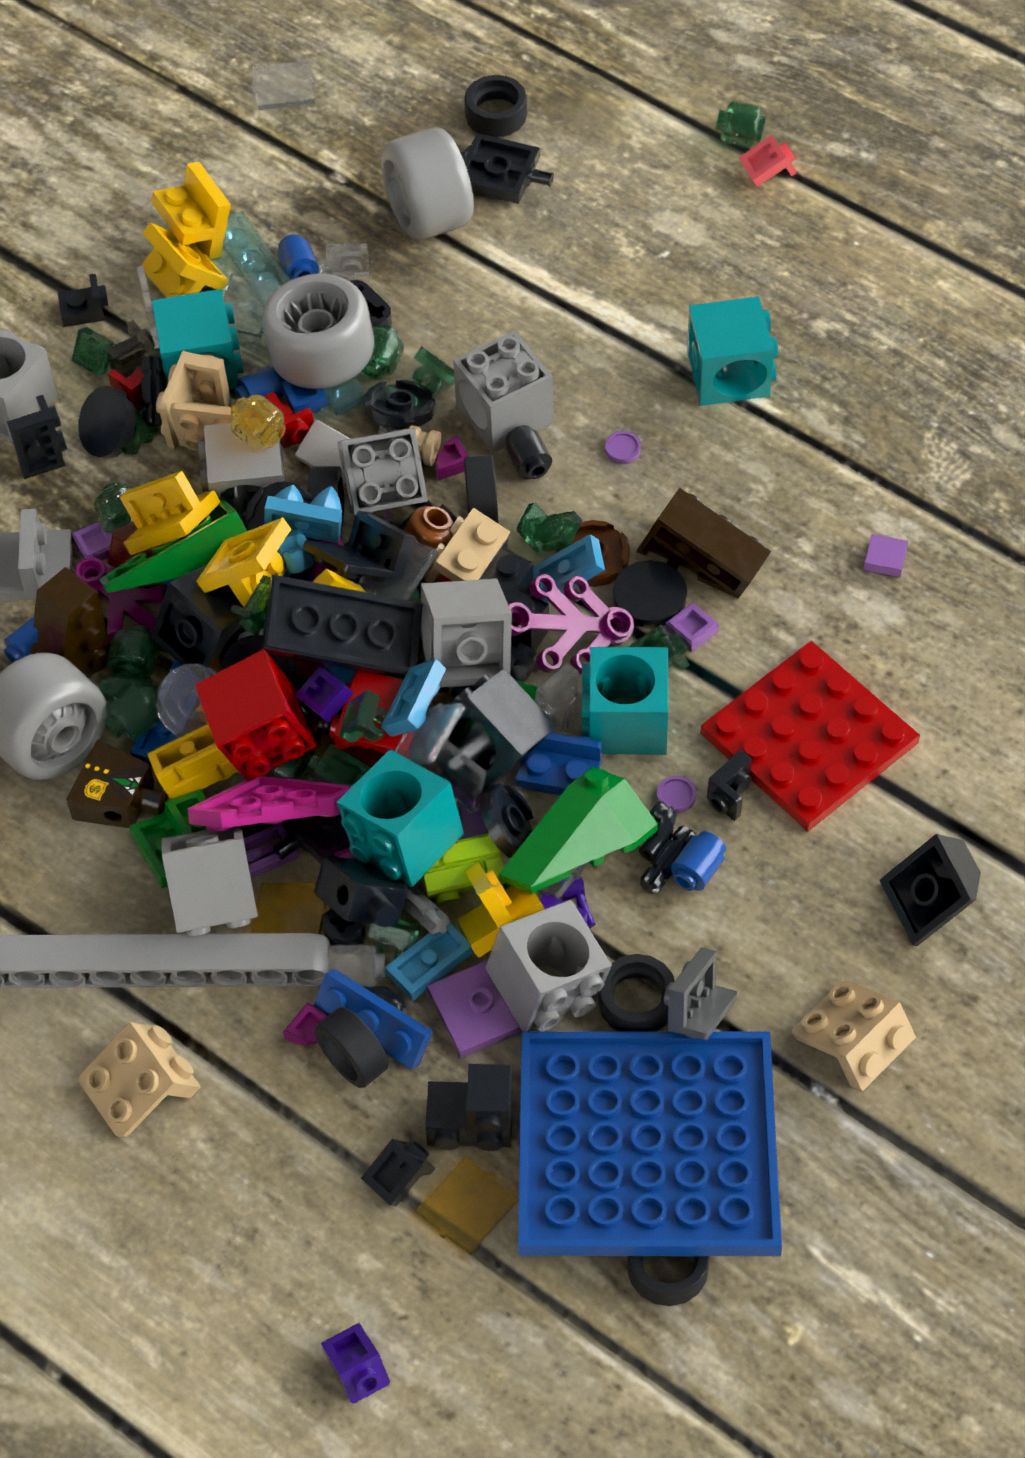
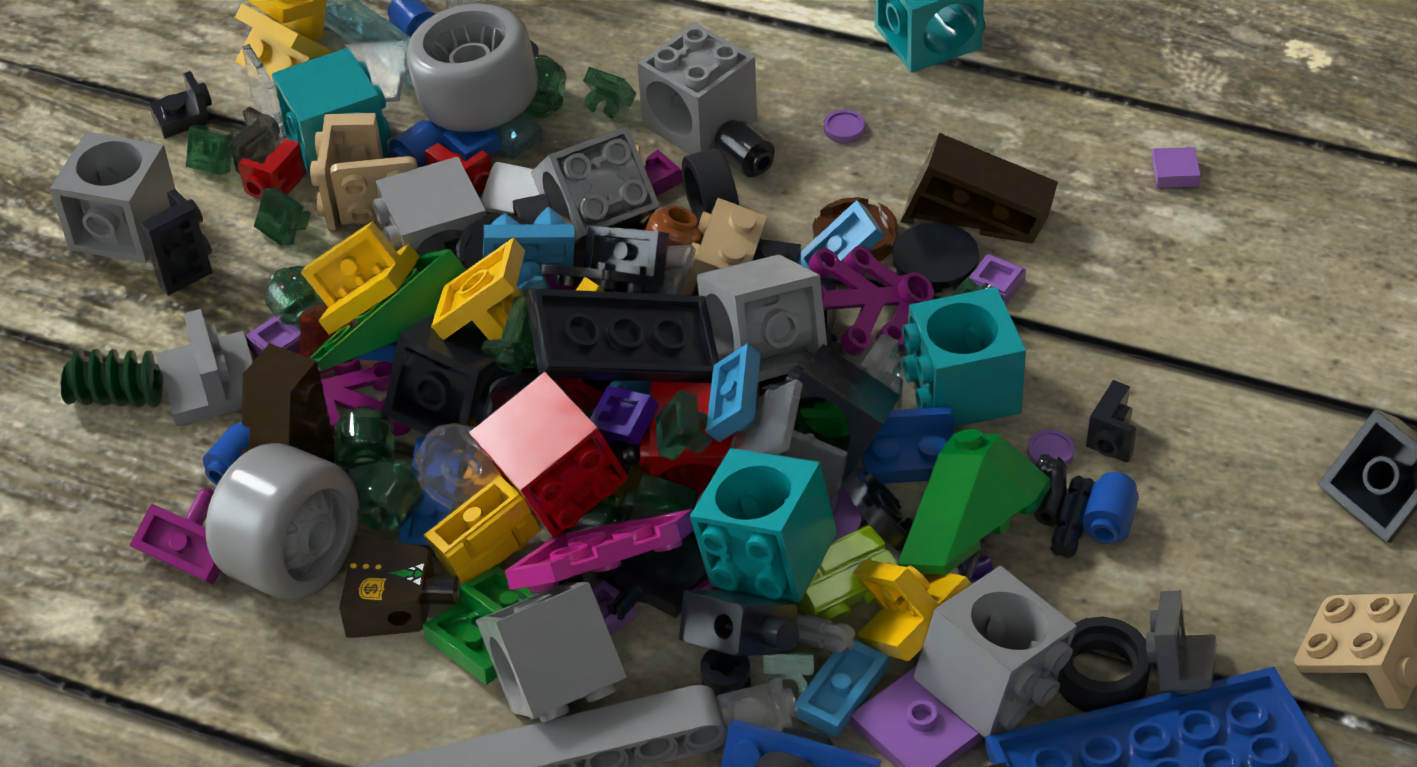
camera: 15 degrees left, 10 degrees down
(106, 422) = (252, 212): black tile -> none
(151, 387) = (296, 168): black axle -> none
(257, 422) = (441, 159): clear yellow head -> none
(289, 909) = (655, 668): clear yellow piece -> none
(399, 404) = (578, 127): black tile -> none
(548, 532) = (800, 219): clear green bracket -> none
(810, 734) = (1180, 350): red plate -> none

